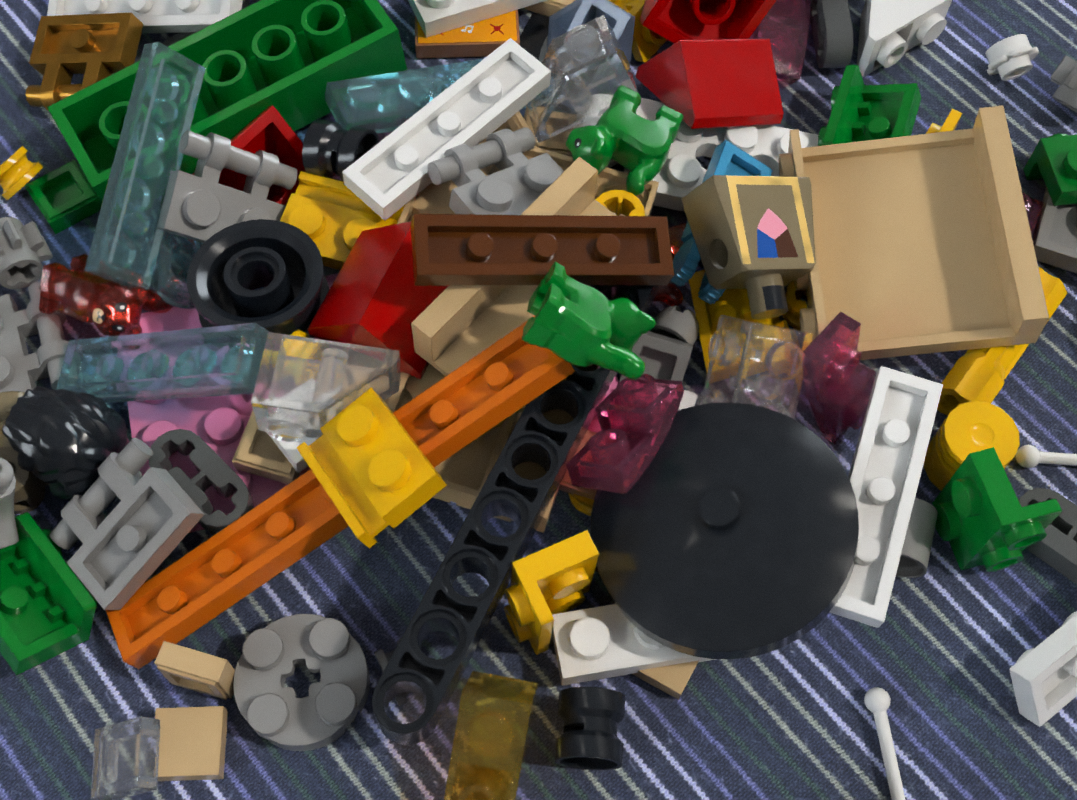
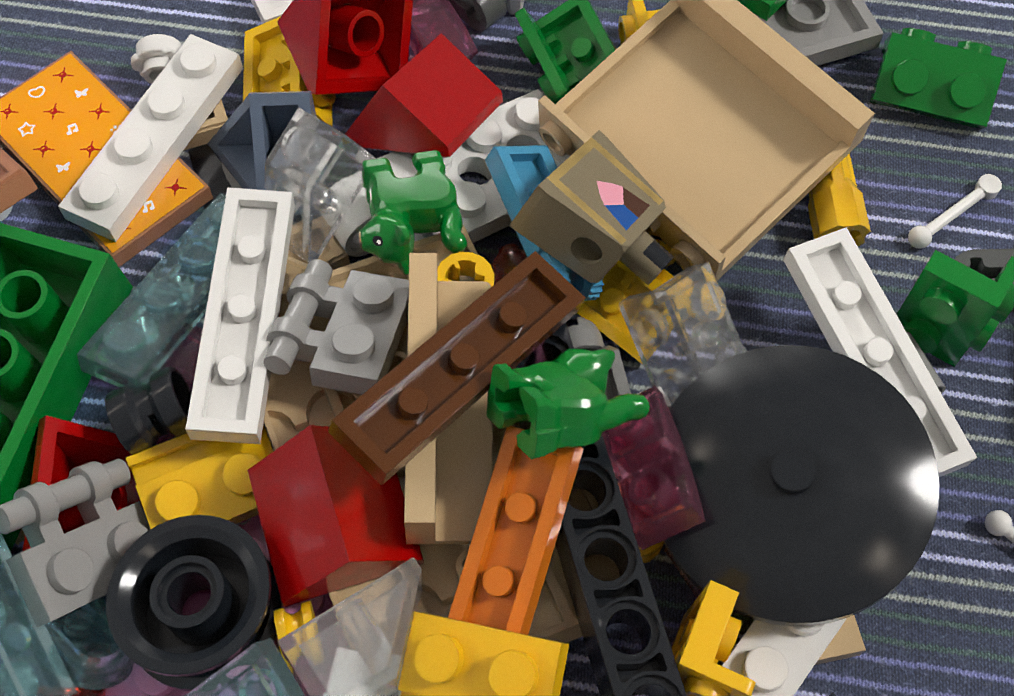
camera: 40 degrees left, 0 degrees up
(836, 379) = (753, 285): clear pink slope -> none
(966, 430) = (896, 253): yellow piece -> none

